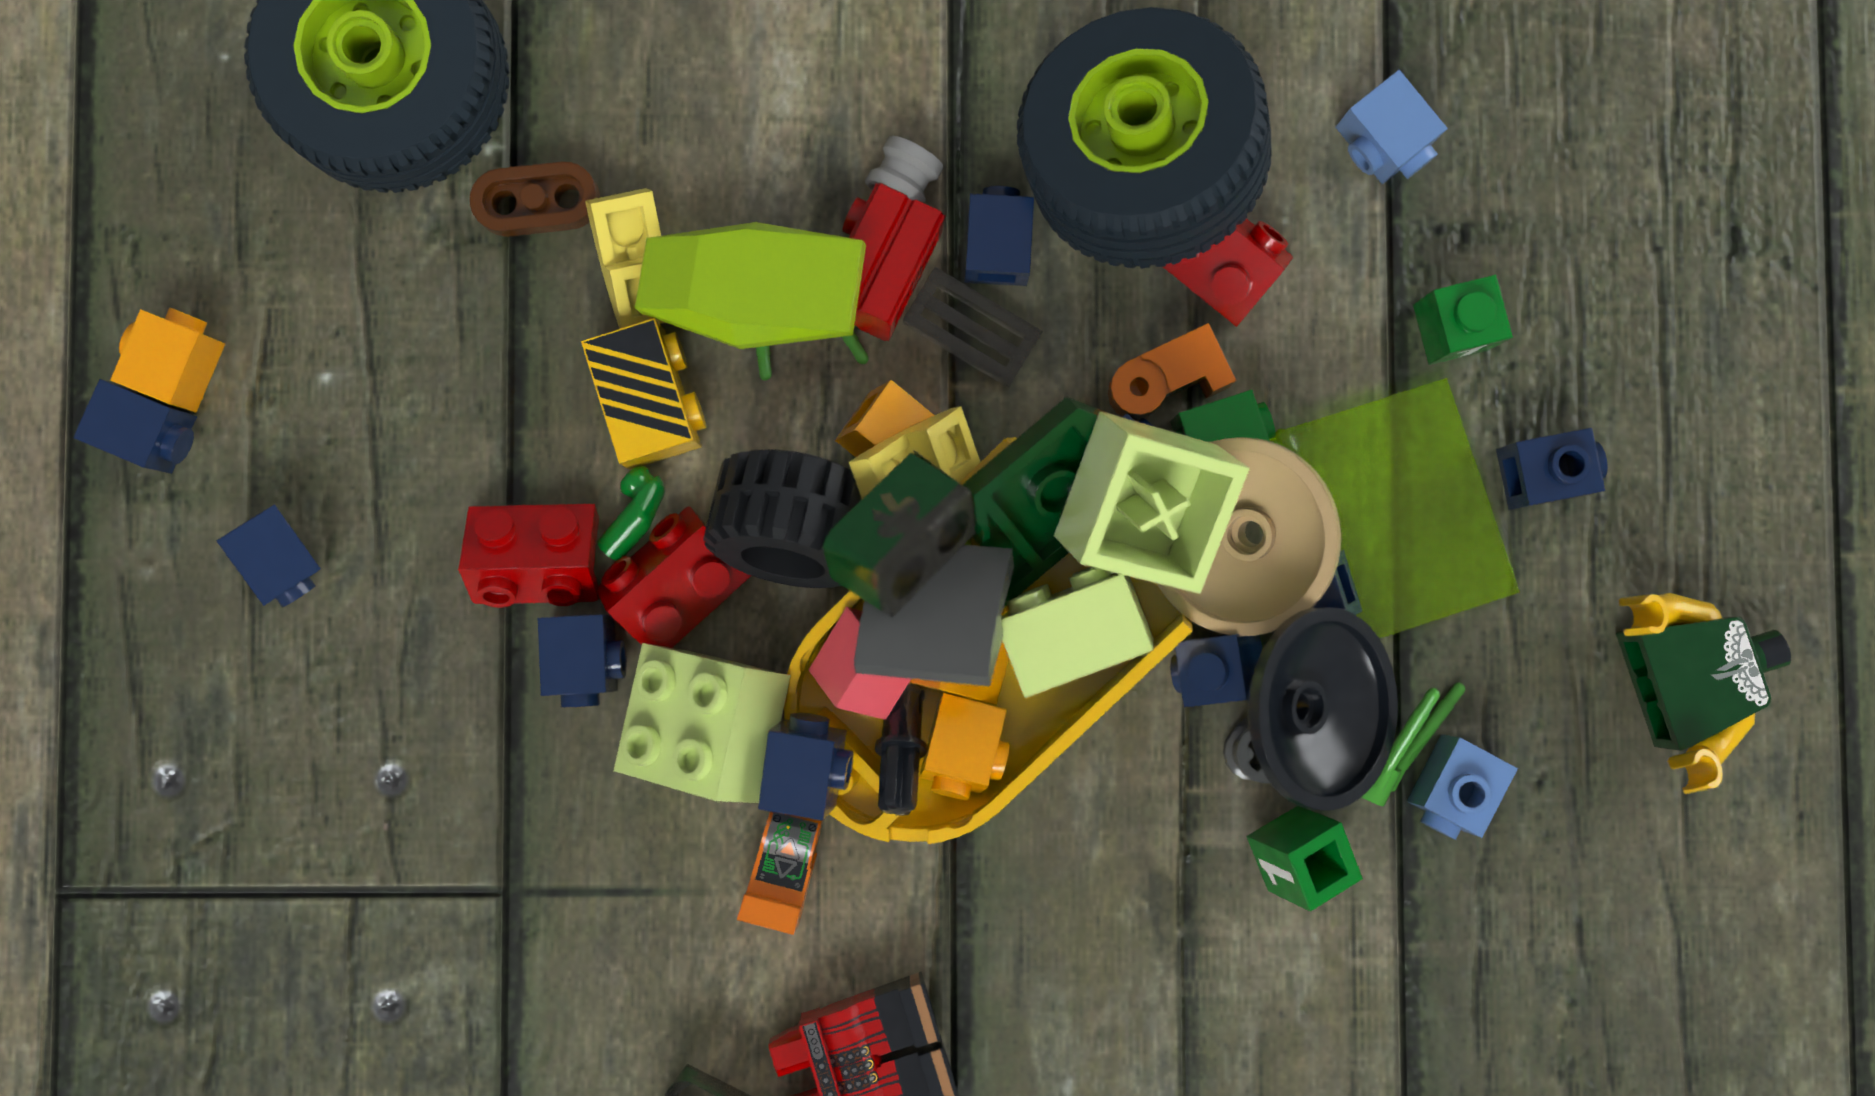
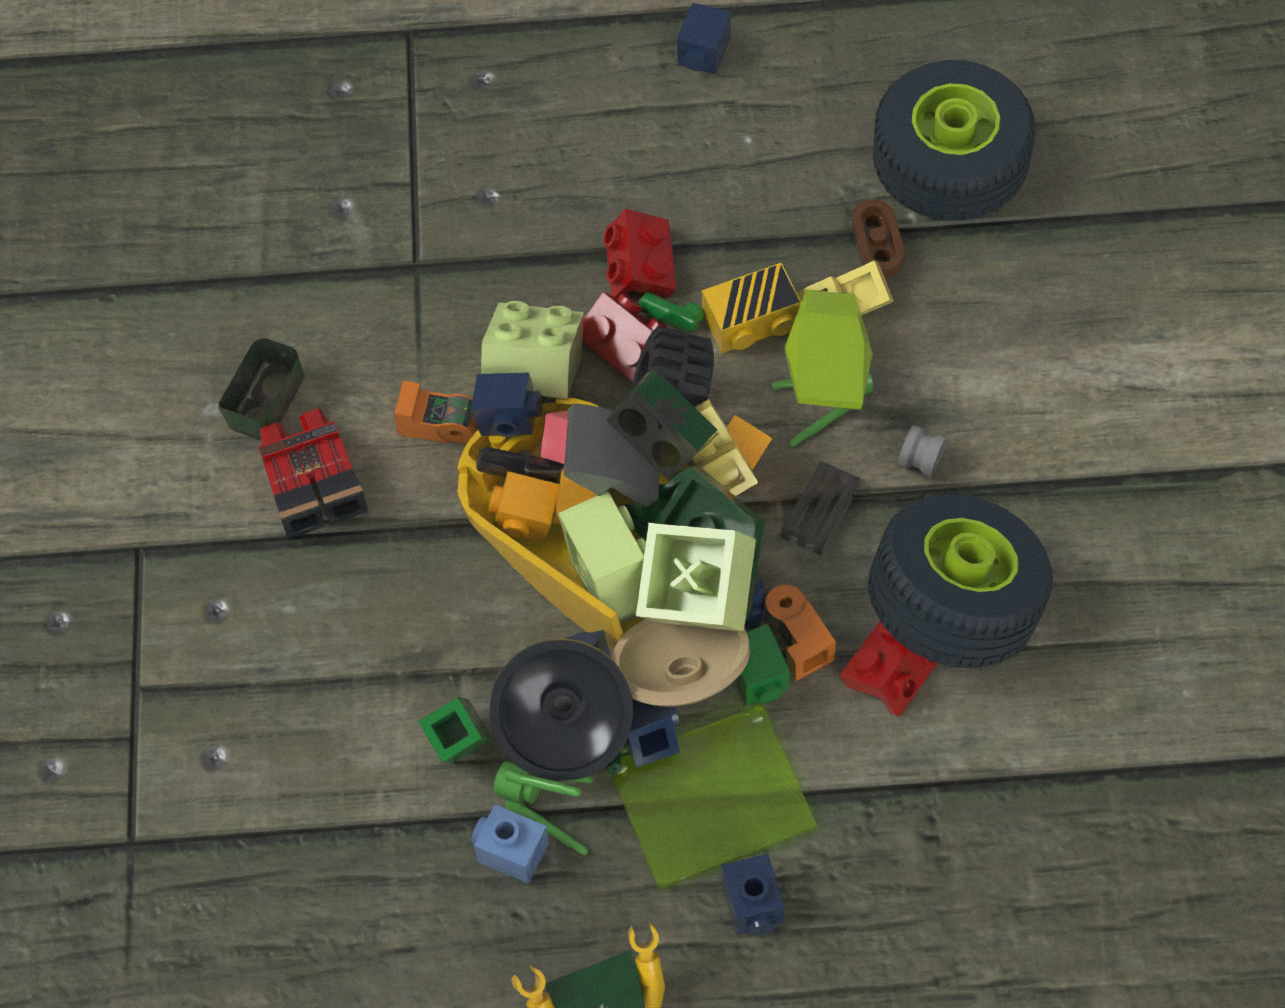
camera: 90 degrees right, 25 degrees down
(168, 358) = (748, 51): light orange brick -> none
(270, 558) = (626, 111): dark blue brick -> none
(579, 658) = (572, 282): dark blue brick -> none
(898, 246) = (858, 441): red brick -> none
(999, 237) = (876, 506): dark blue brick -> none
(1391, 130) = (998, 766): medium blue brick -> none
(1462, 319) = (858, 821): green brick -> none

